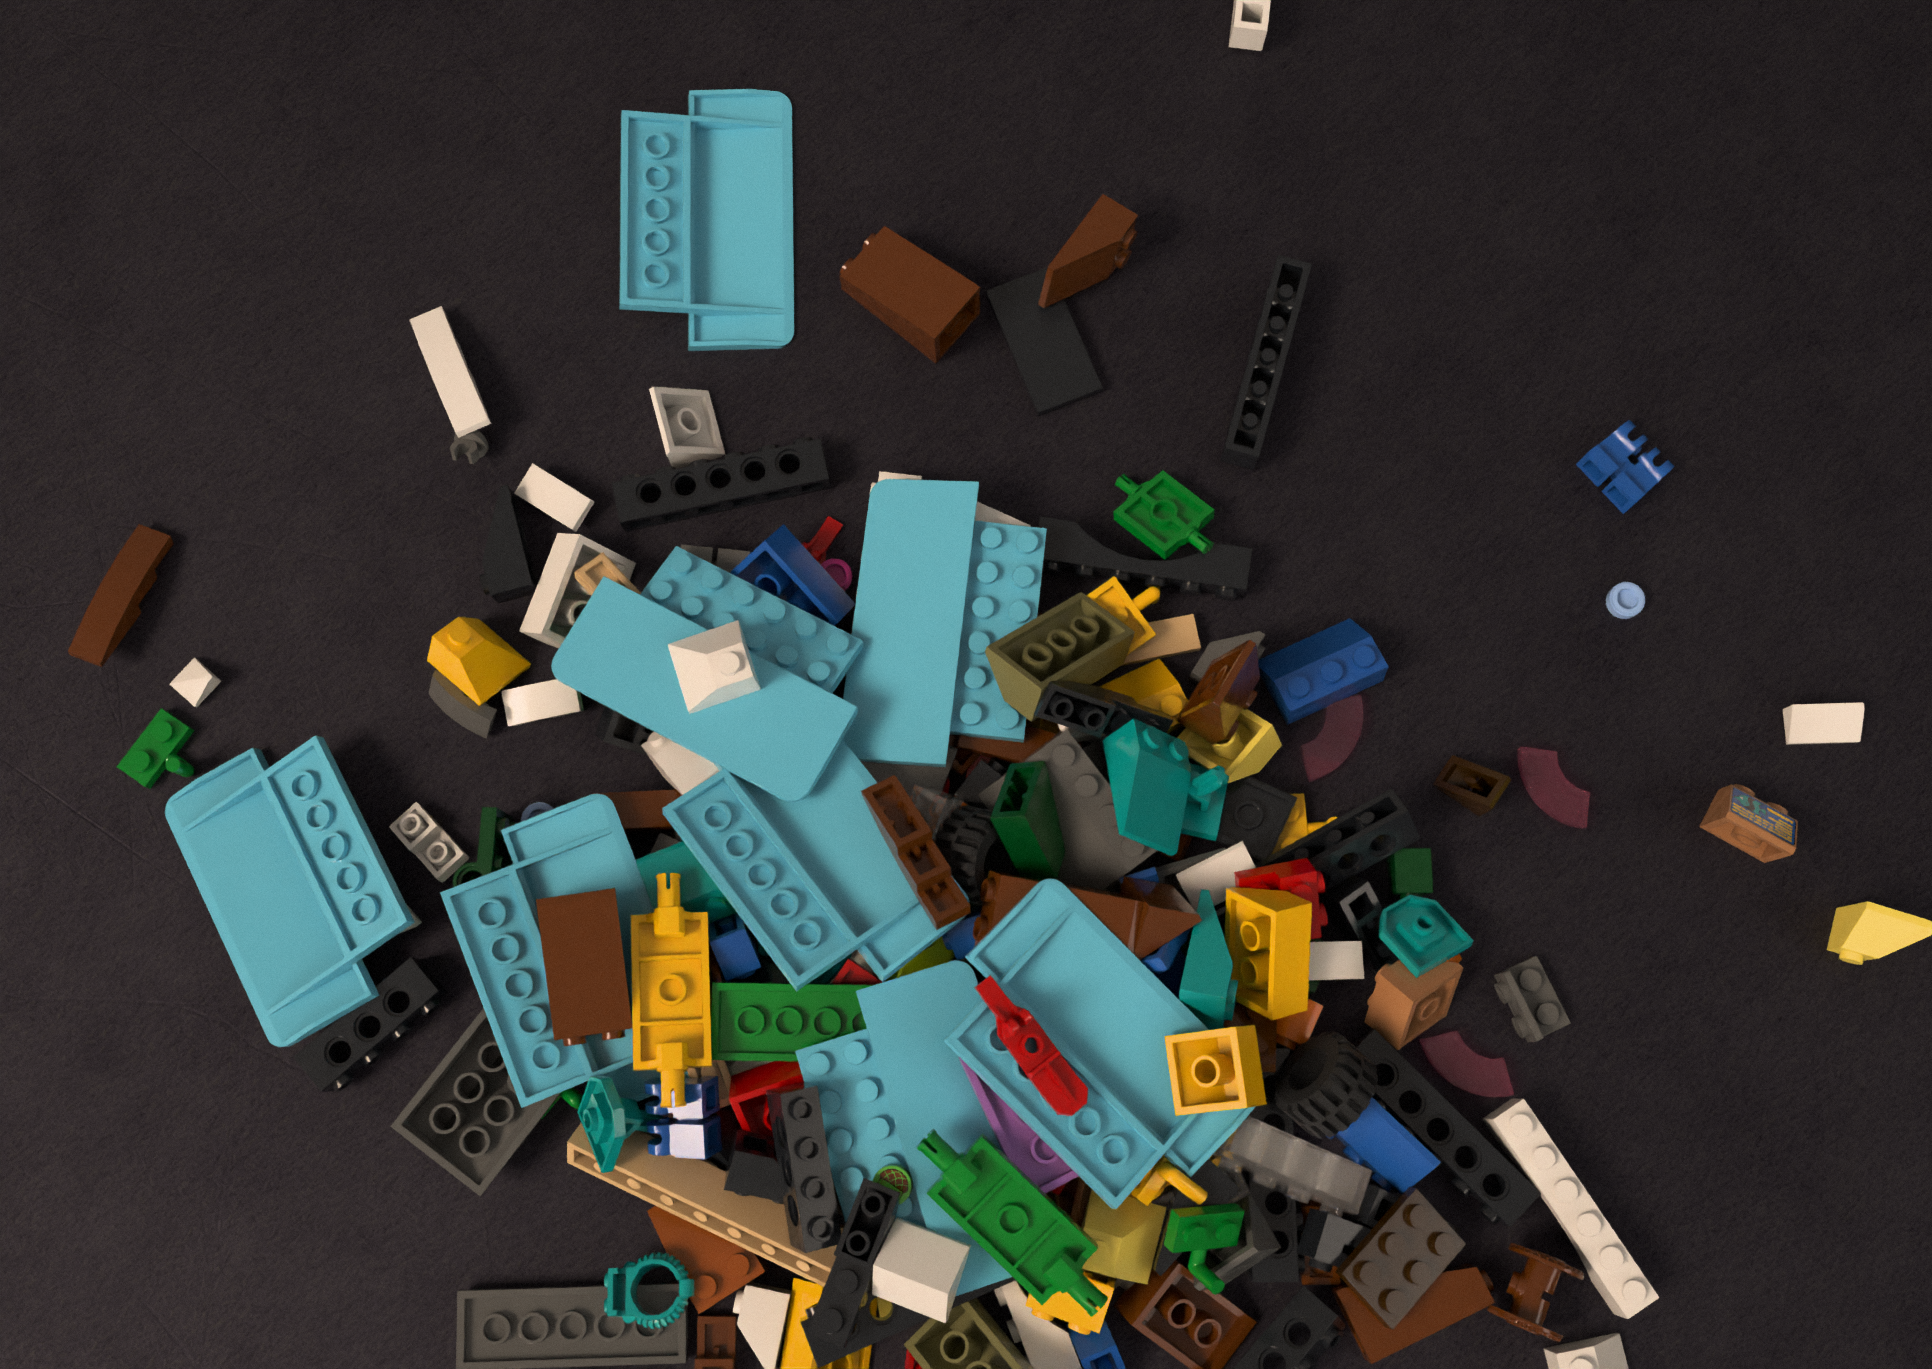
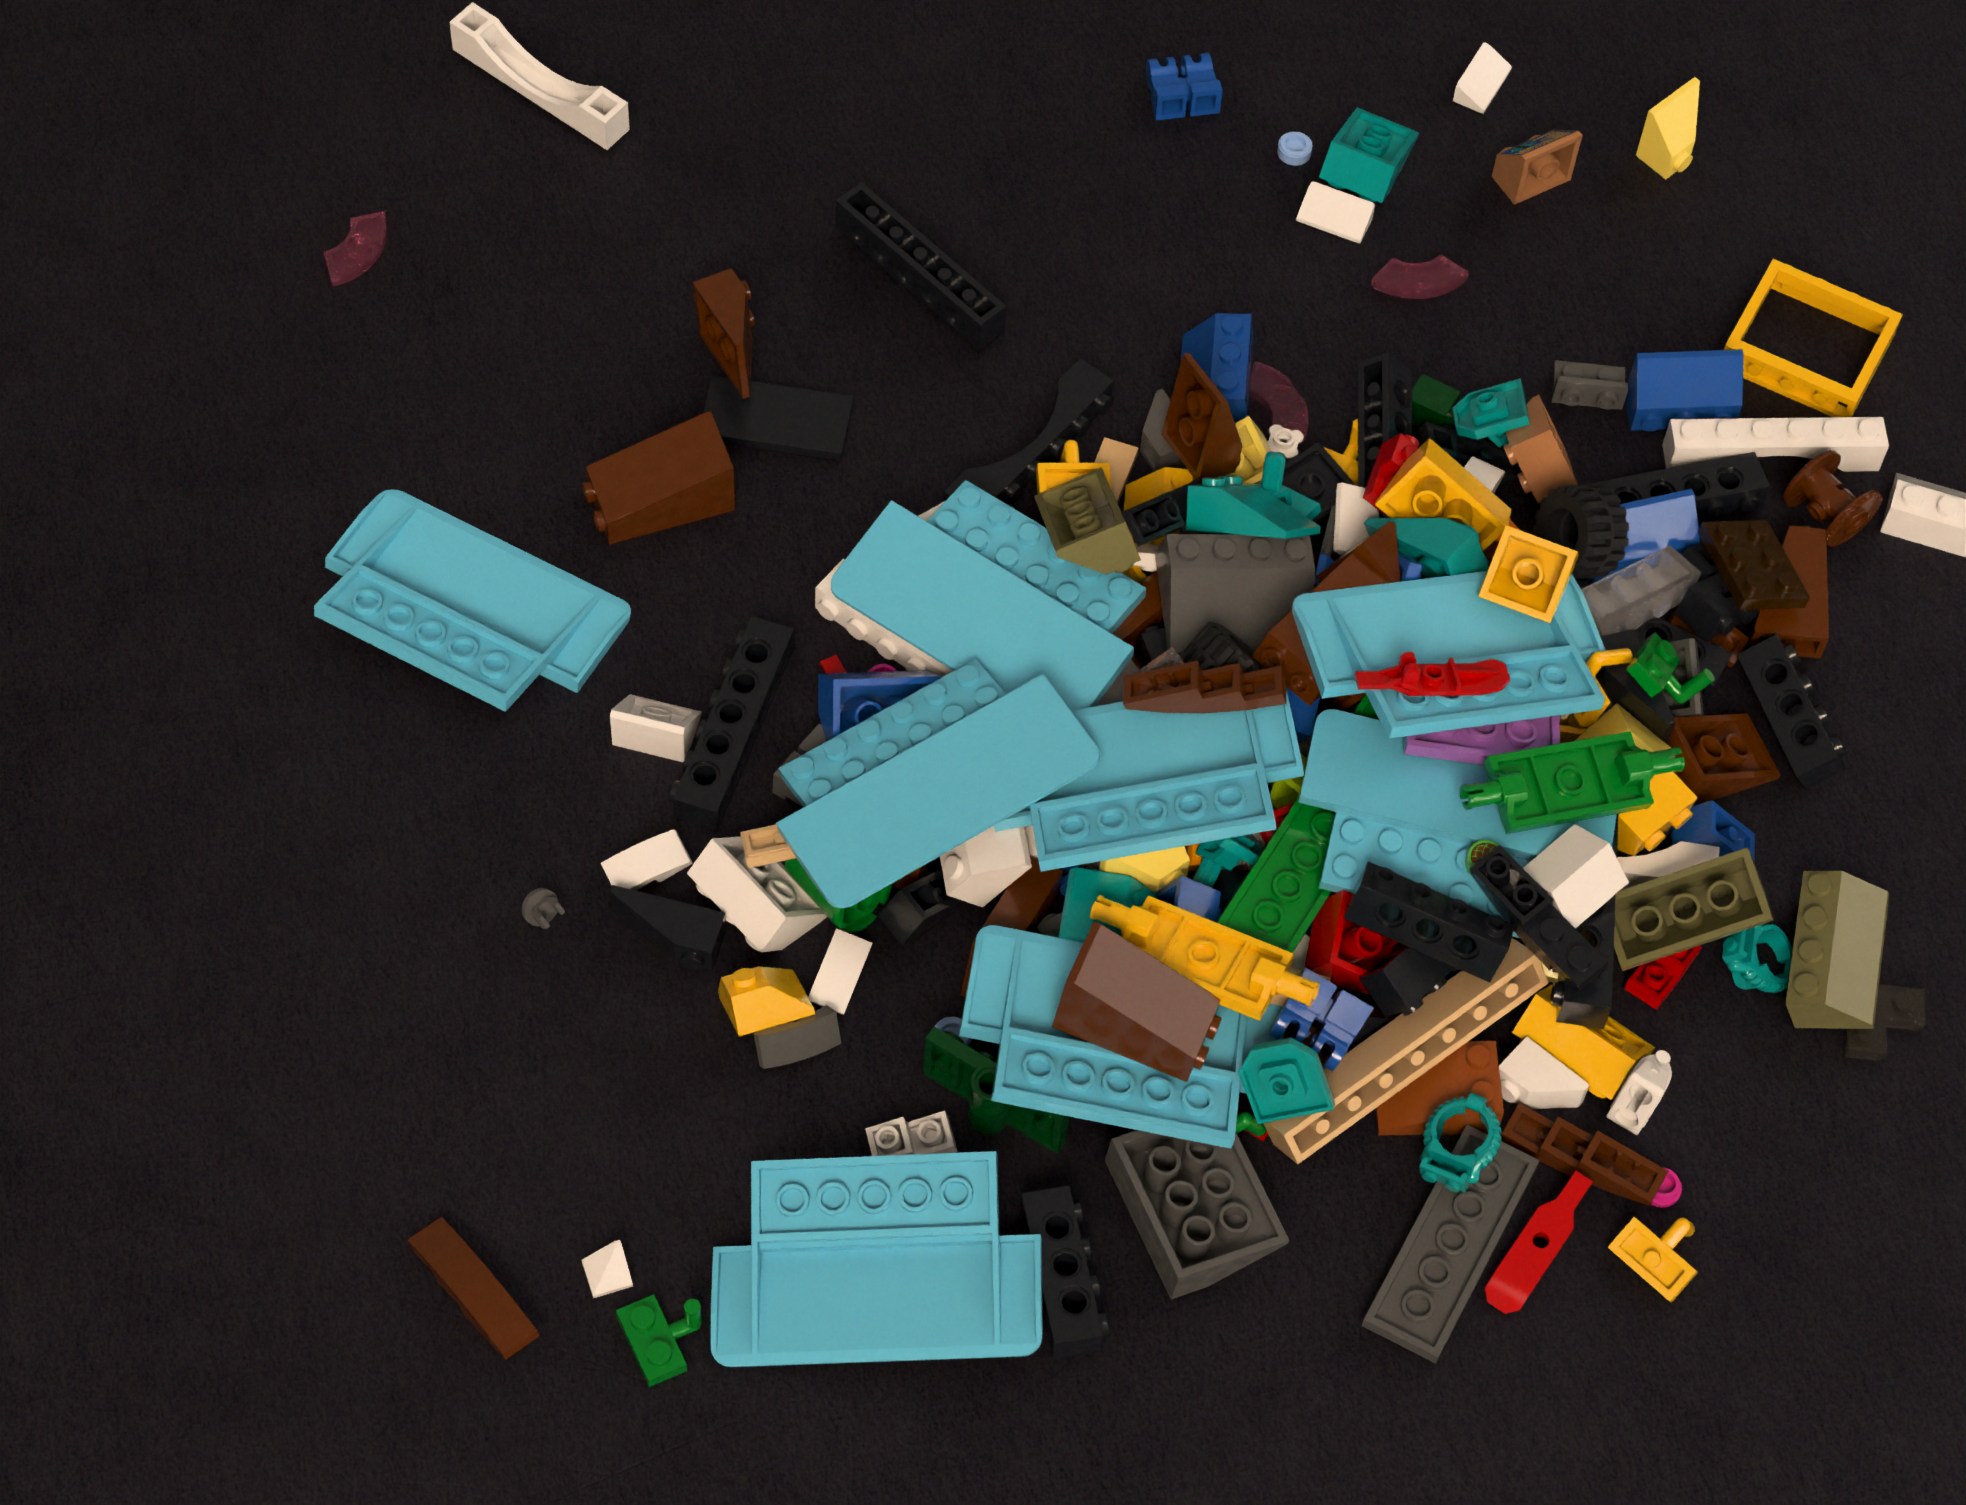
camera: 65 degrees left, 20 degrees down
(450, 372) = (462, 883): white slope -> none
(714, 667) = (931, 761): white slope -> none
(1029, 821) = (1223, 604): dark green slope -> none
(1163, 514) = (1003, 407): green plate -> none
(1297, 771) = (1292, 439): none -> white plate
(1465, 1068) = (1618, 459): clear pink tile -> none
(1471, 784) = (1386, 324): dark brown slope -> none
(1570, 1096) = (1684, 387): none -> blue slope
(1573, 675) = (1336, 212): none -> white slope
(1658, 1186) = (1793, 379): none -> yellow window
(1660, 668) = (1367, 155): none -> teal slope

